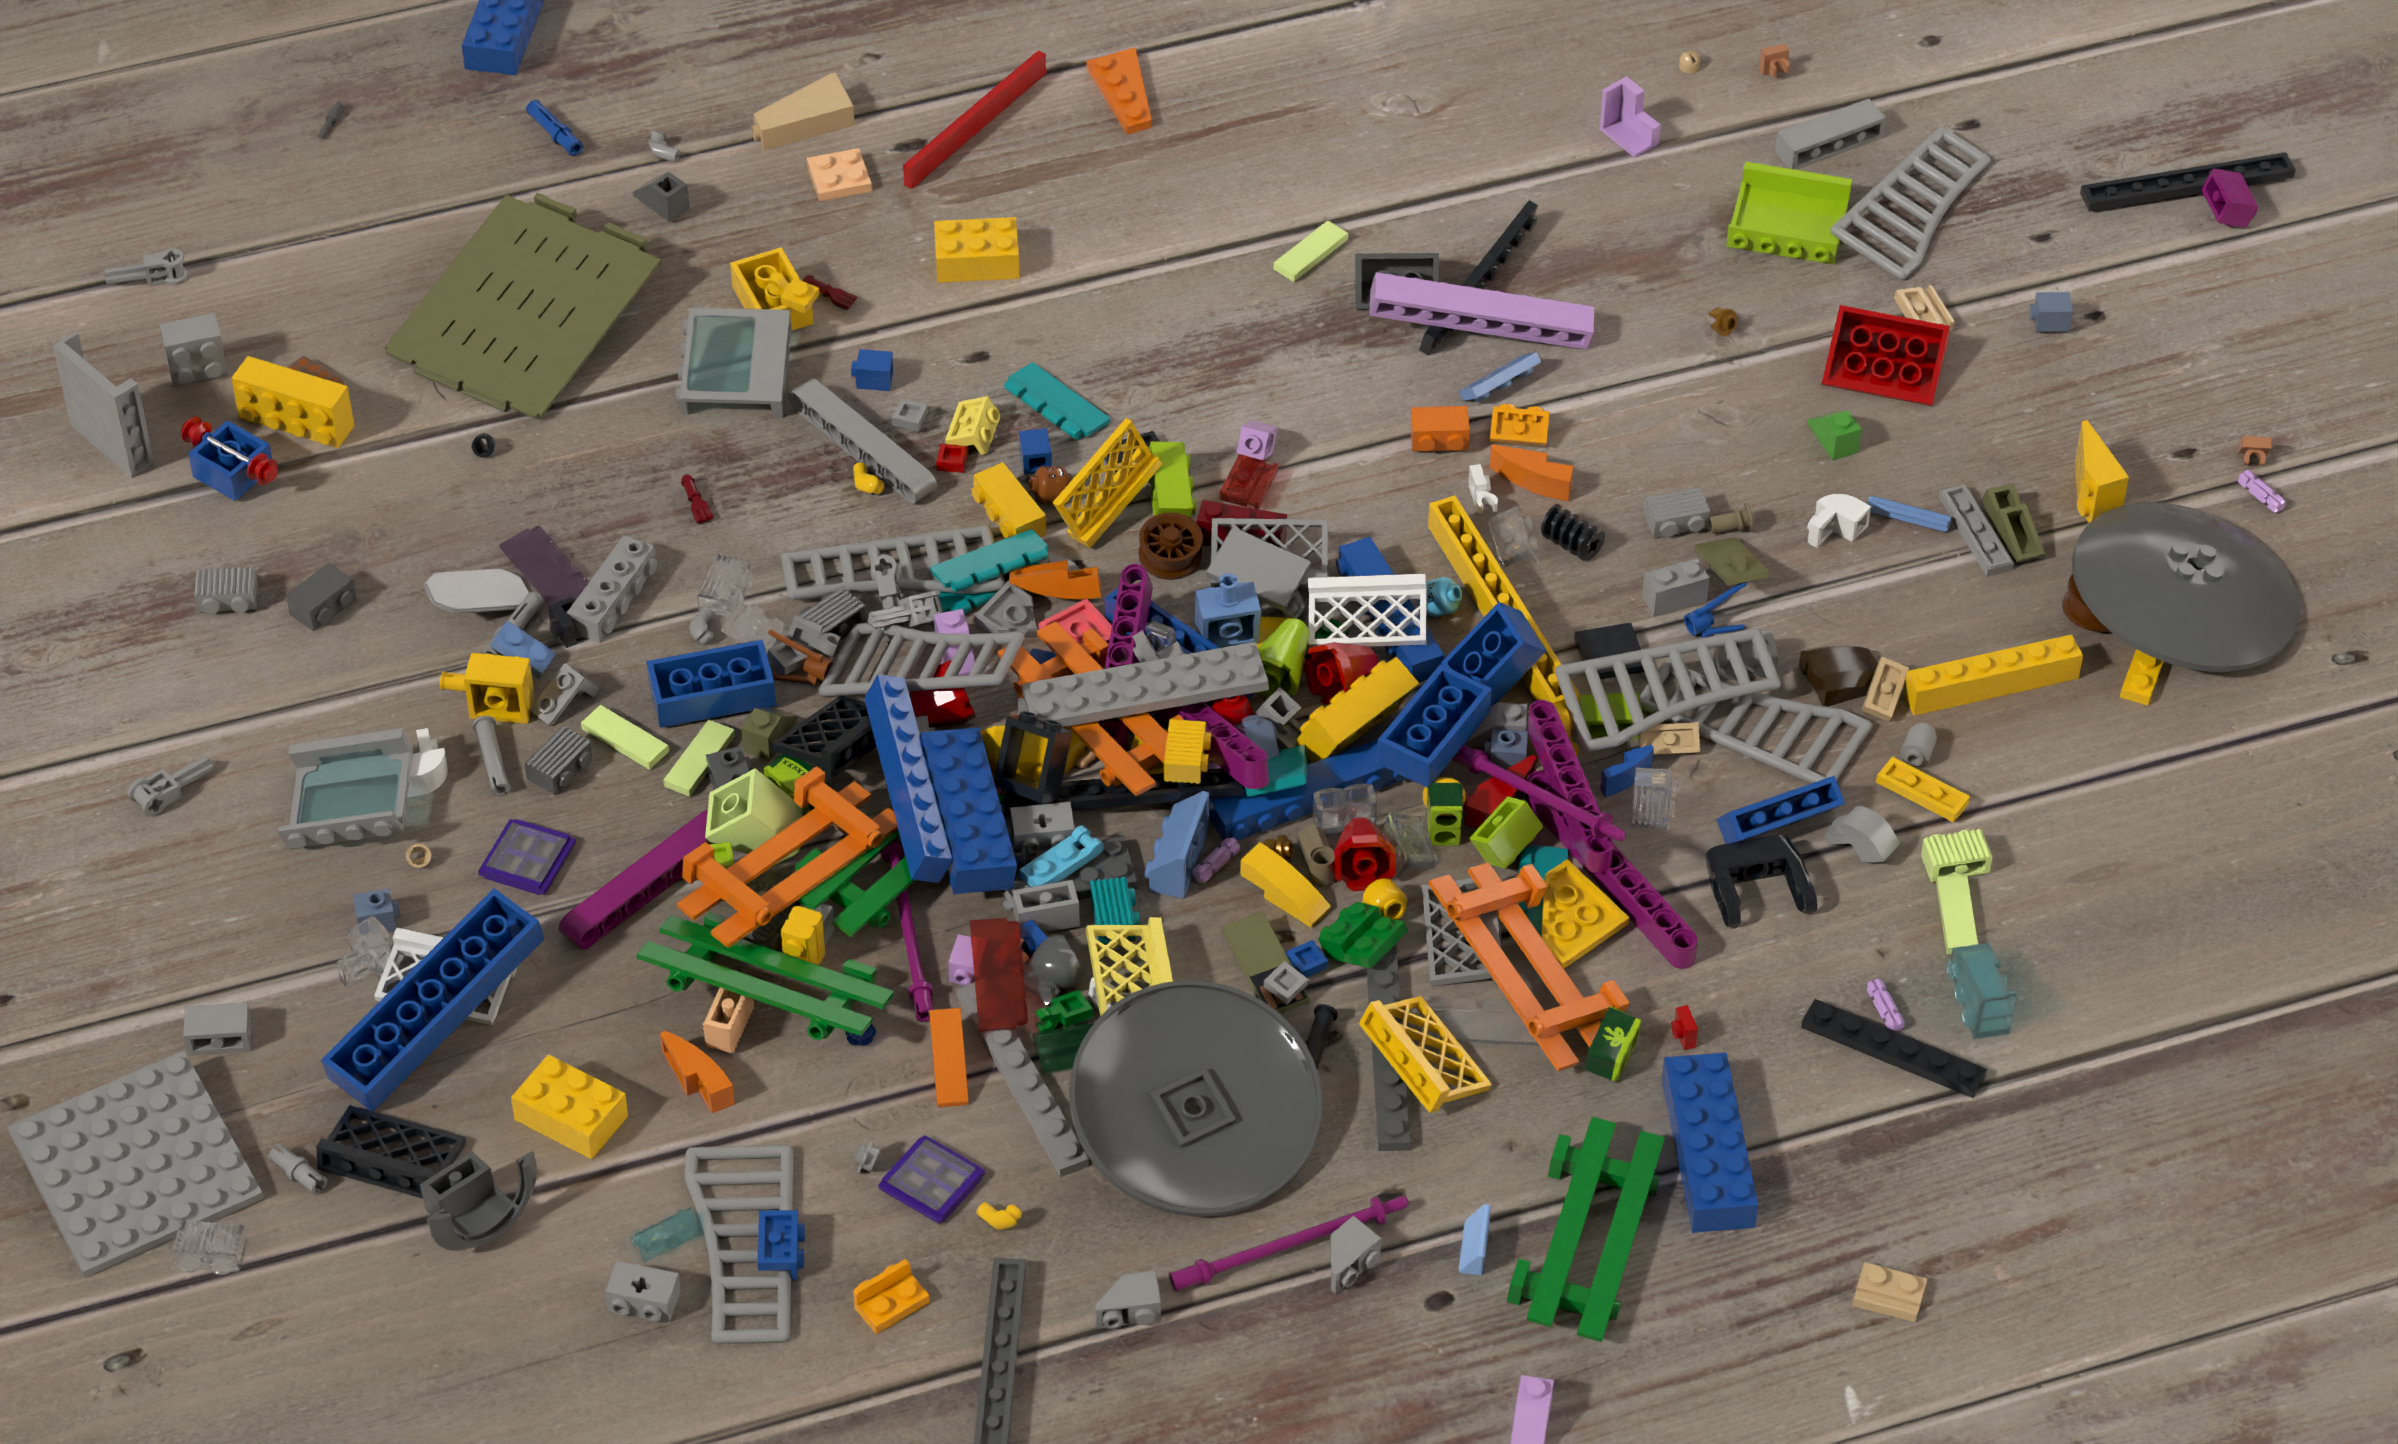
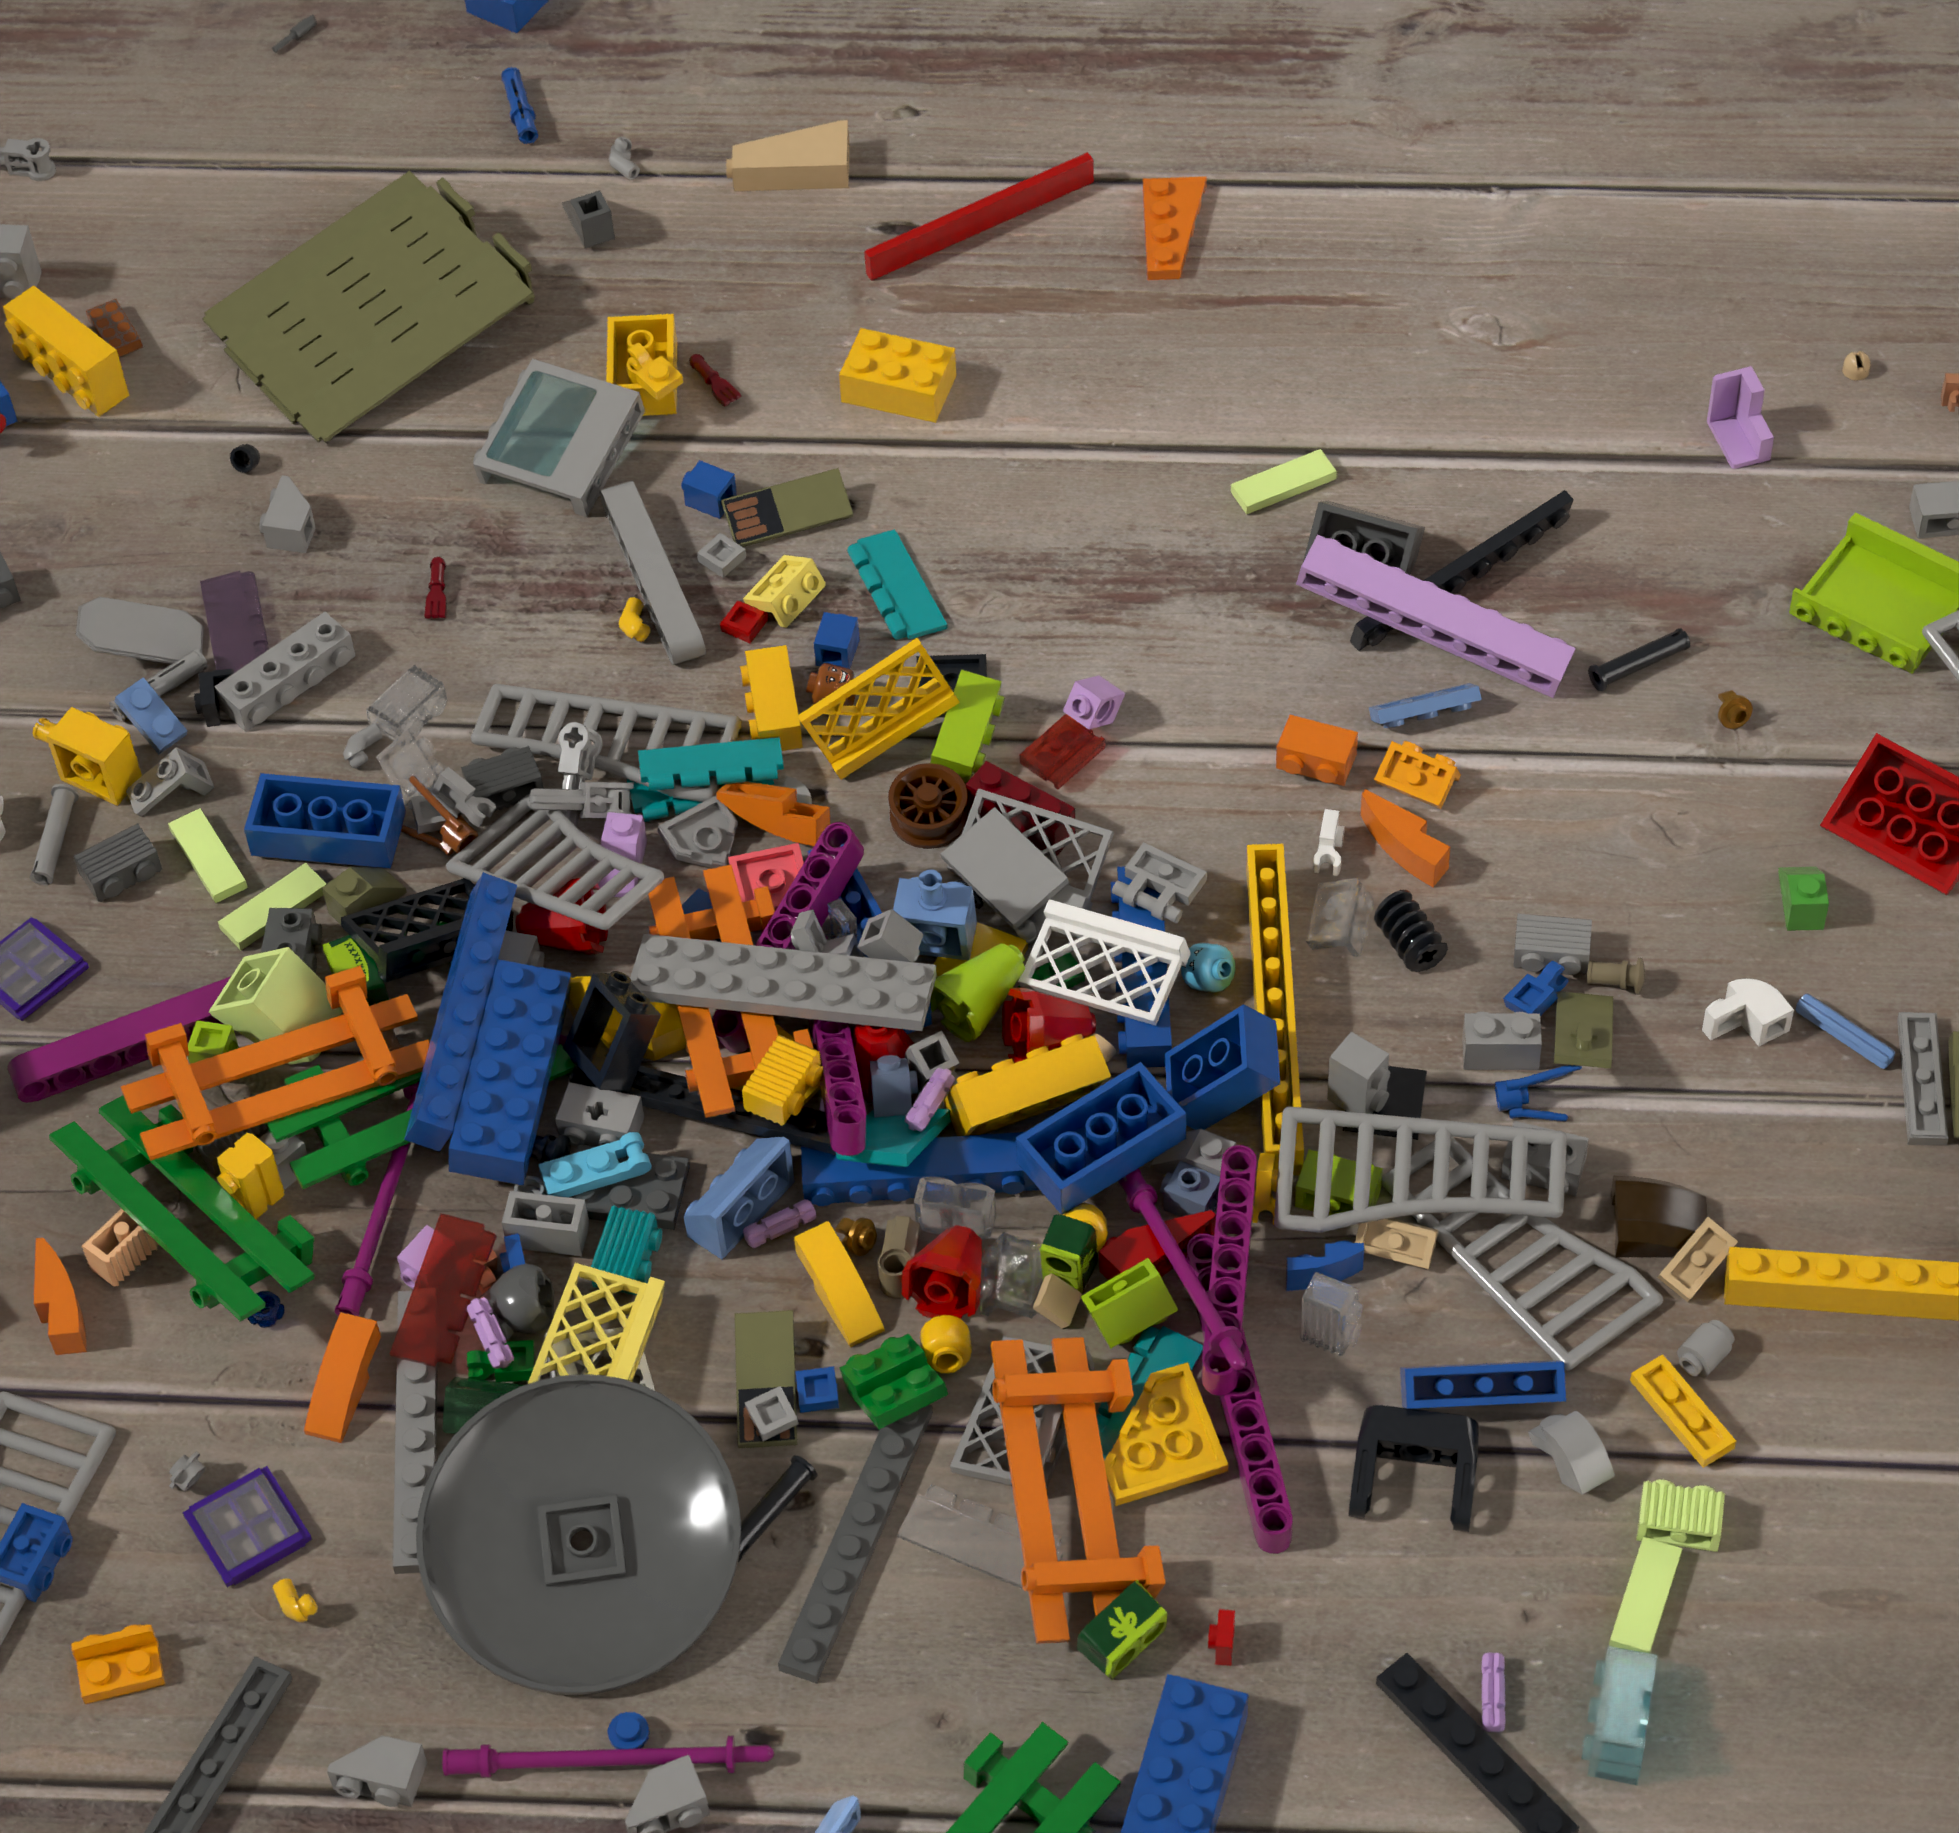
camera: 25 degrees right, 5 degrees up
(549, 478) = (288, 519): none -> light grey slope
(839, 174) = (798, 242): light nougat plate -> none
(943, 367) = (787, 508): none -> olive piece
(1049, 991) = (490, 1333): none -> lavender axle
(1208, 633) = (890, 938): none -> light grey brick
(1294, 736) = (929, 1099): none -> lavender axle
(1294, 1220) = (628, 1731): none -> blue plate
(1379, 539) = (1164, 874): none -> light grey plate
(1412, 1060) = (857, 1560): yellow fence -> none
(1449, 849) = (1057, 1301): none -> tan tile
(1593, 632) = (1358, 1076): none -> light grey brick
(1617, 323) = (1638, 659): none -> black pin
(1681, 548) = (1538, 993): none -> blue plate

